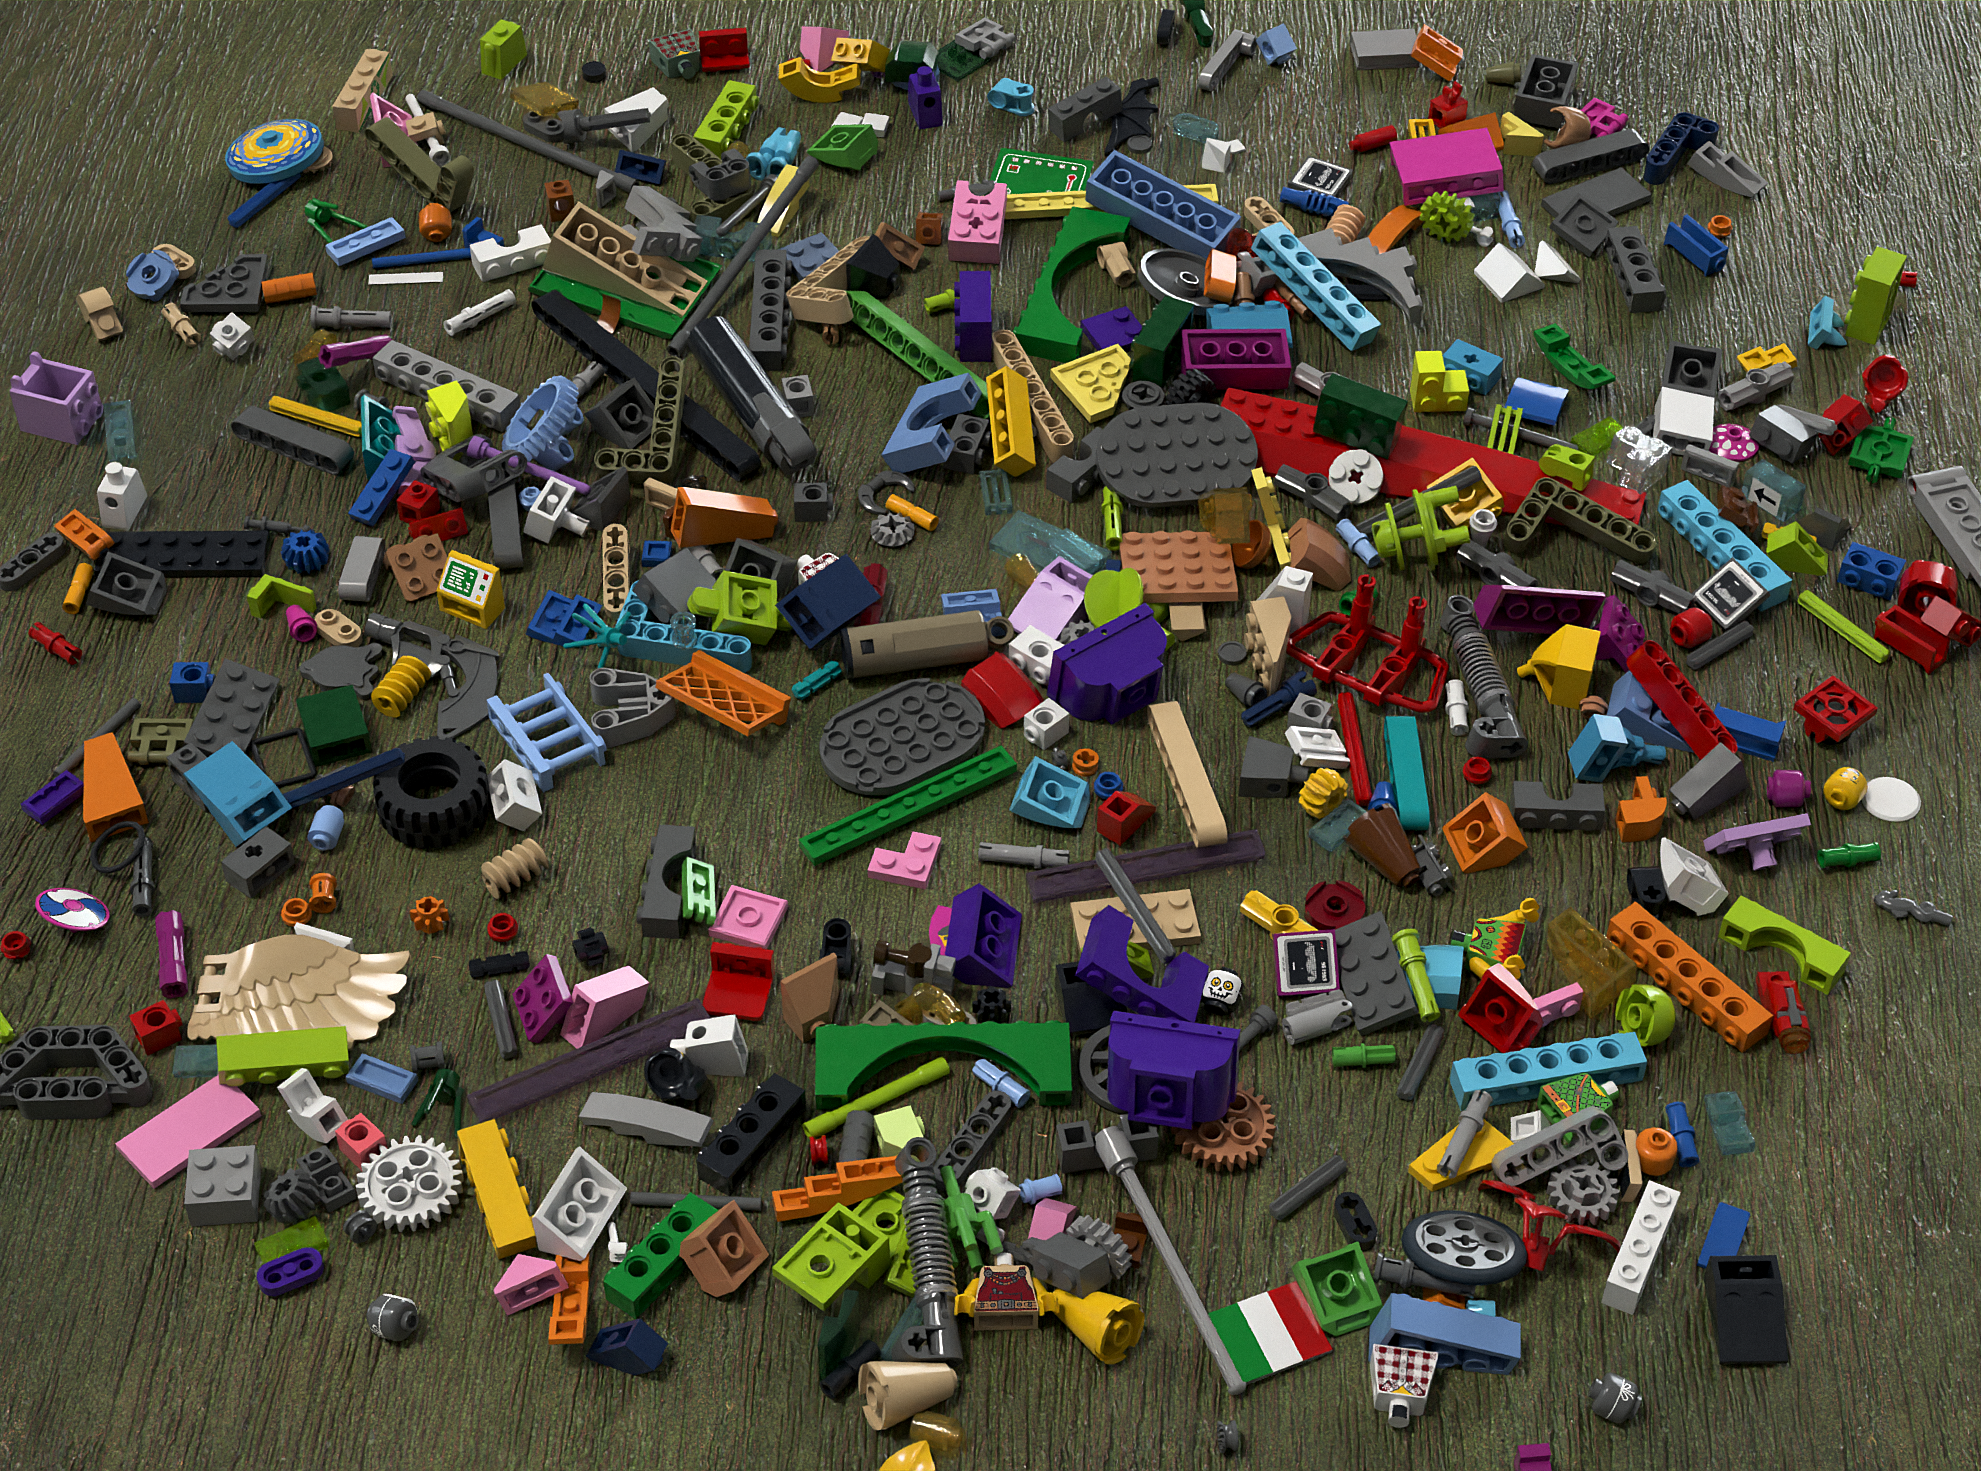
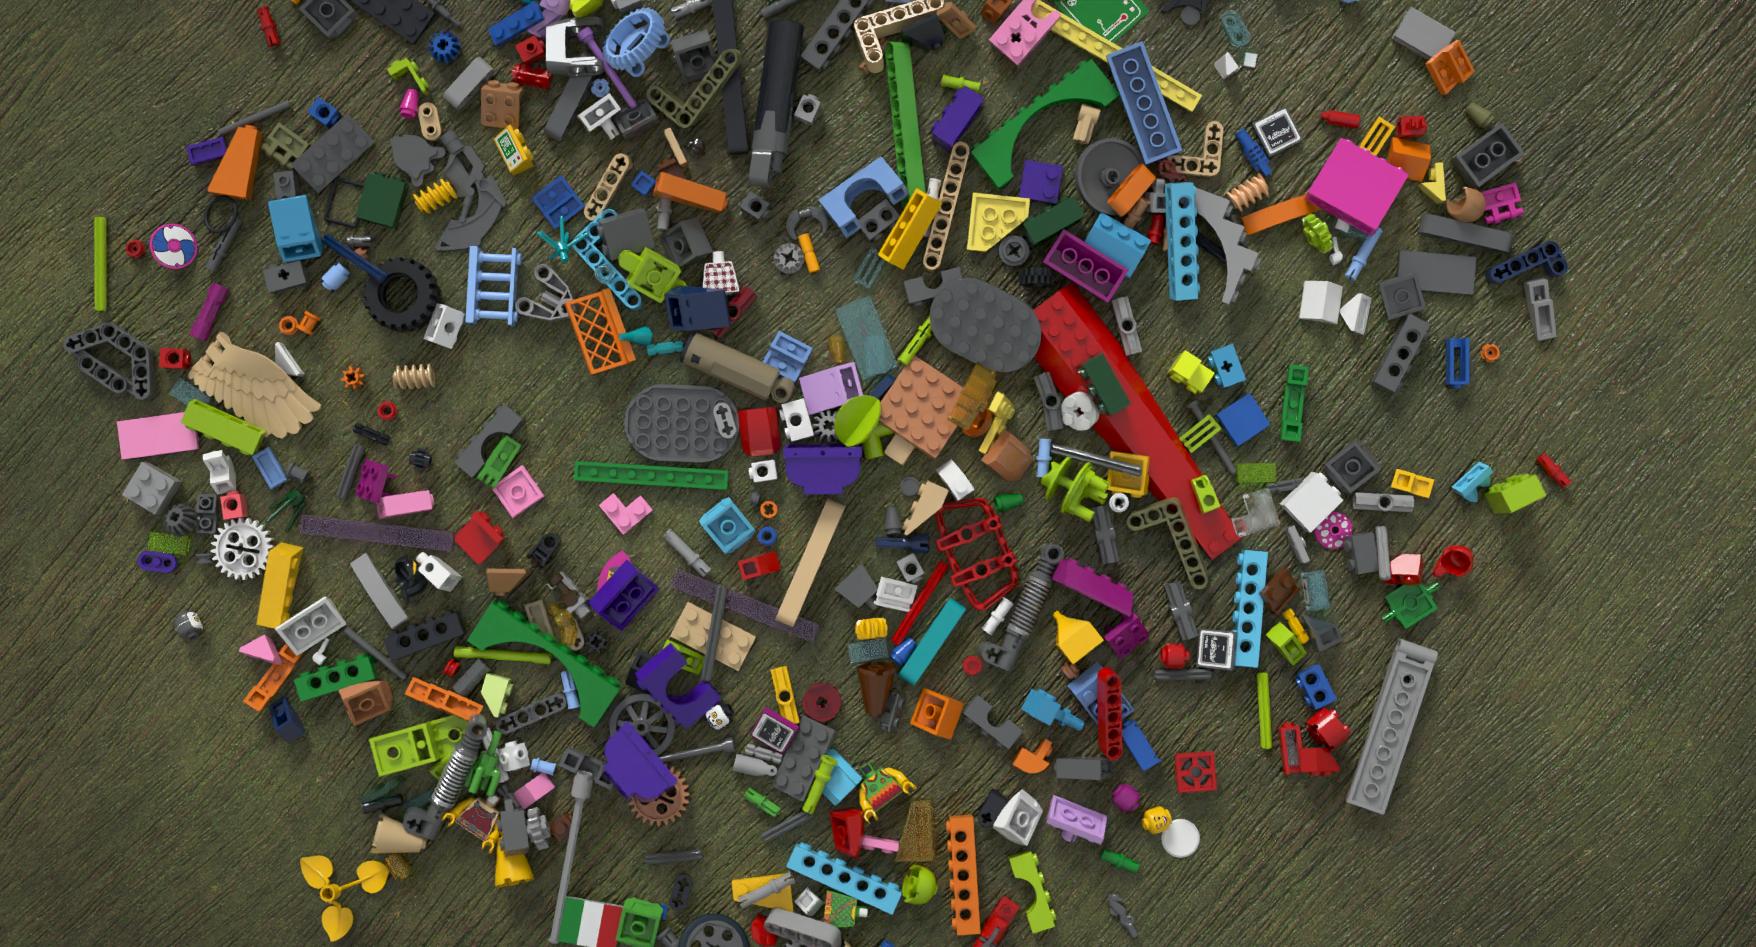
camera: 35 degrees right, 40 degrees up
(778, 678) = (641, 336): none -> teal cone
(954, 696) = (729, 419): none -> light grey beam

